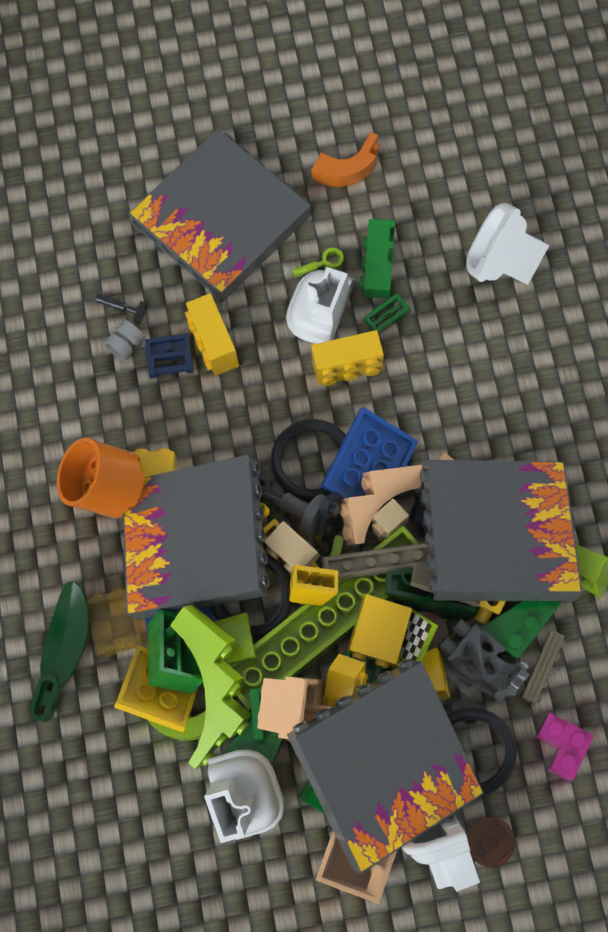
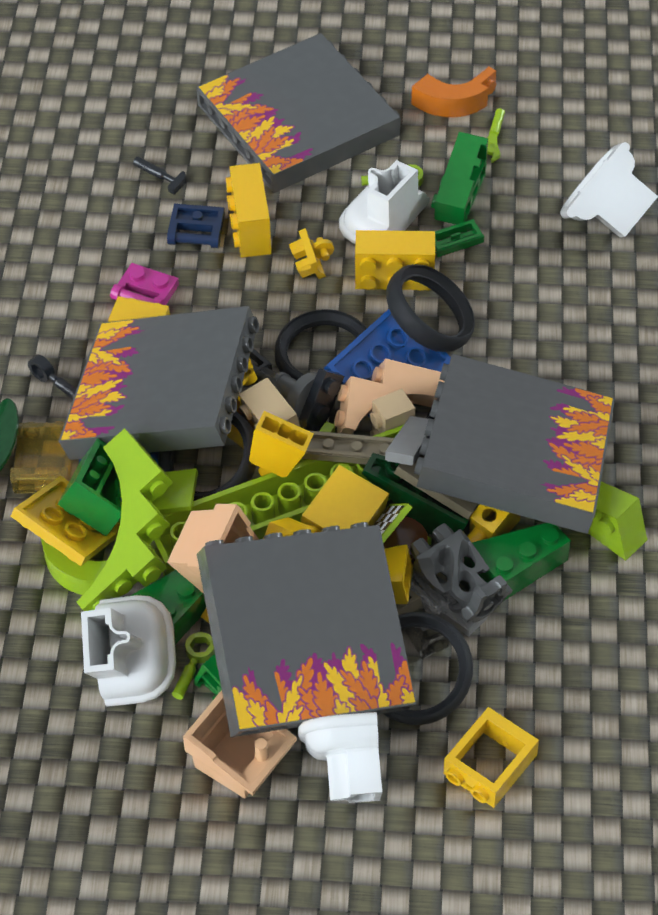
camera: 10 degrees right, 20 degrees down
(90, 537) = (43, 371): none -> black piece
(99, 478) = (76, 304): orange brick -> none
(125, 339) = (148, 201): light grey wheel -> none
(145, 423) = (145, 282): none -> dark pink plate
(255, 695) = (169, 575): green tile -> none
(268, 356) = (315, 251): none -> yellow hips
(291, 789) = (195, 657): none -> lime piece
(390, 210) = (493, 135): none -> lime piece
(409, 385) = (413, 325): none -> black tyre
(415, 551) = (408, 442): none -> light grey tile
(490, 841) = (412, 778): reddish brown tile -> none
(543, 668) = (532, 611): dark tan piece -> none
(556, 789) = (507, 735): none -> yellow window
(570, 744) = (538, 690): dark pink brick -> none

